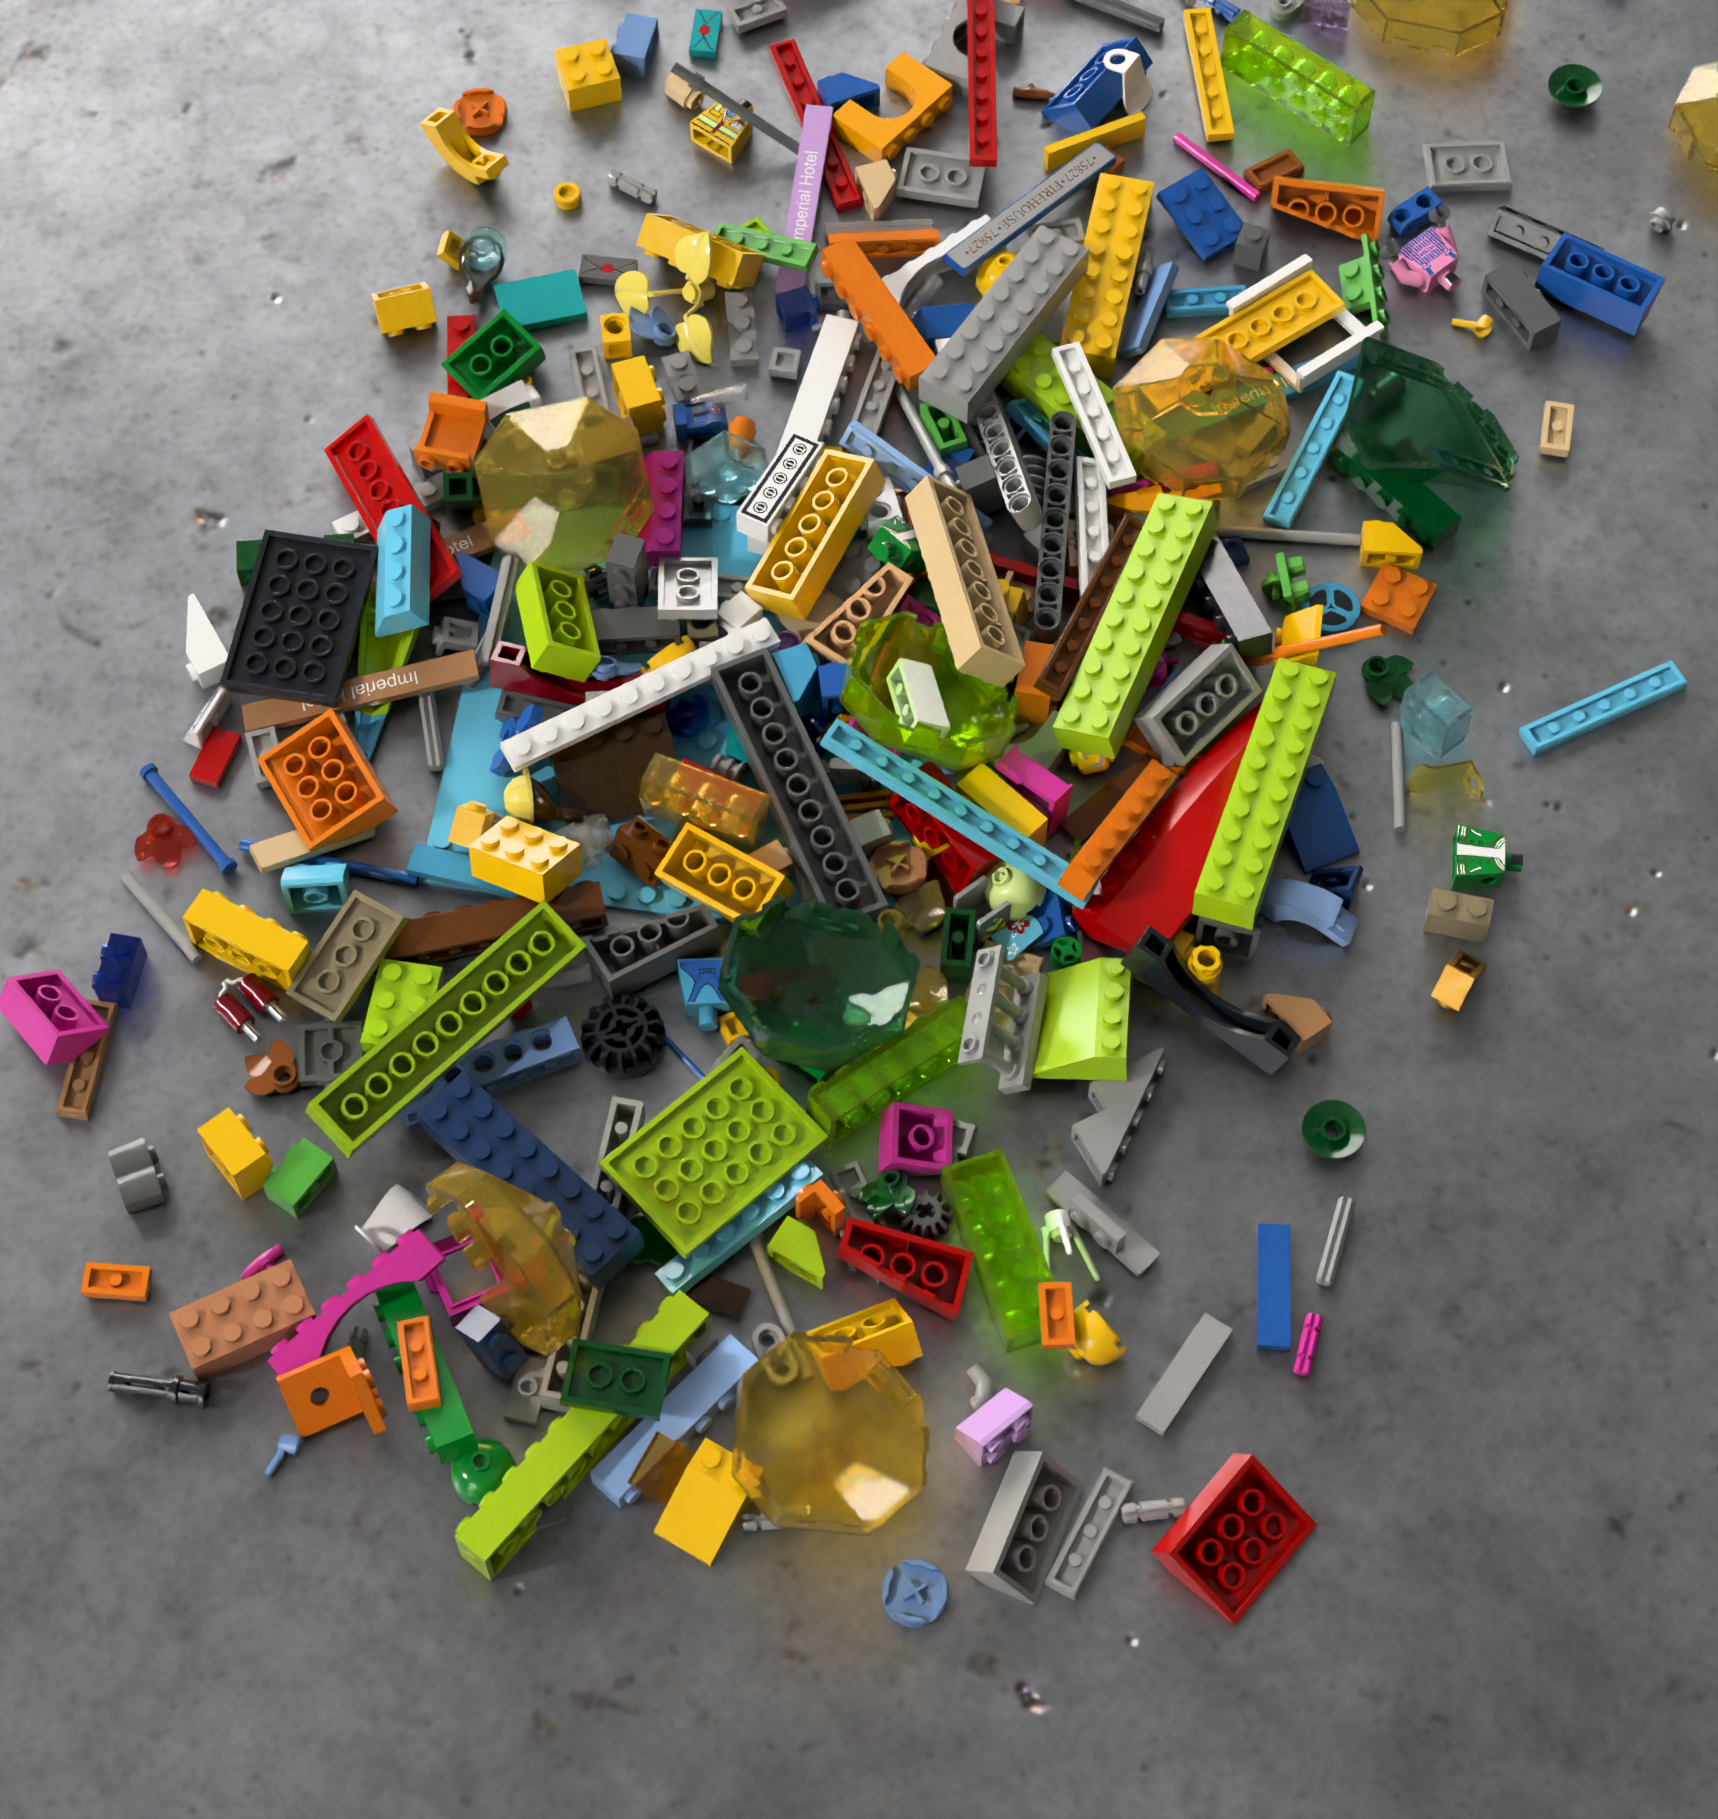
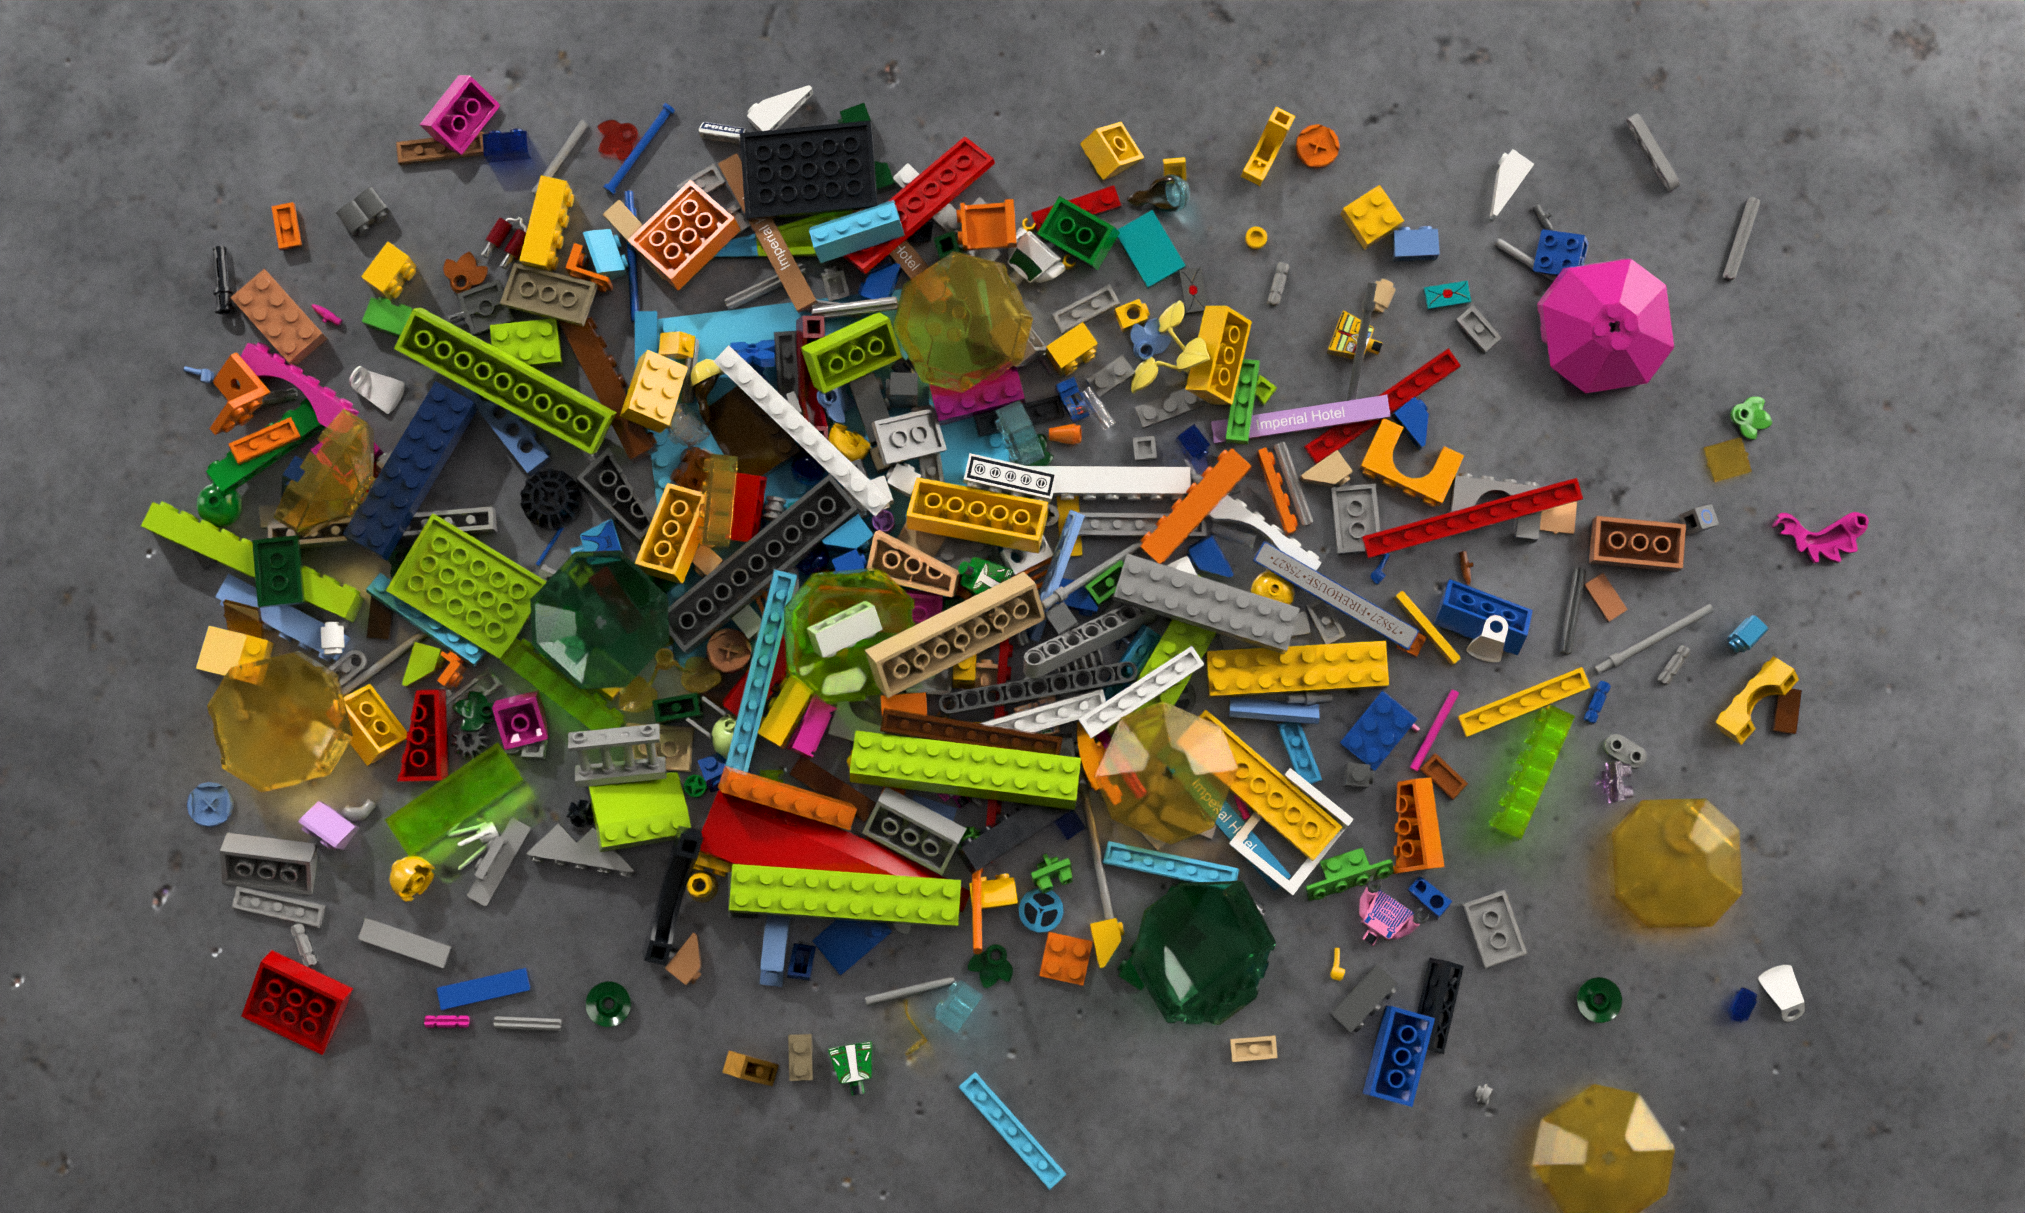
camera: 70 degrees right, 20 degrees up
(215, 757) = (693, 149): red tile -> none
(317, 917) = (577, 268): none -> orange bracket
(731, 1345) = (332, 638): none -> white brick
(1013, 175) = (1377, 575): none -> blue hand
(1018, 936) = (699, 749): medium azure sticker -> none
(1056, 1315) = (405, 847): orange plate -> none
(1064, 1099) = (580, 813): none -> black gear

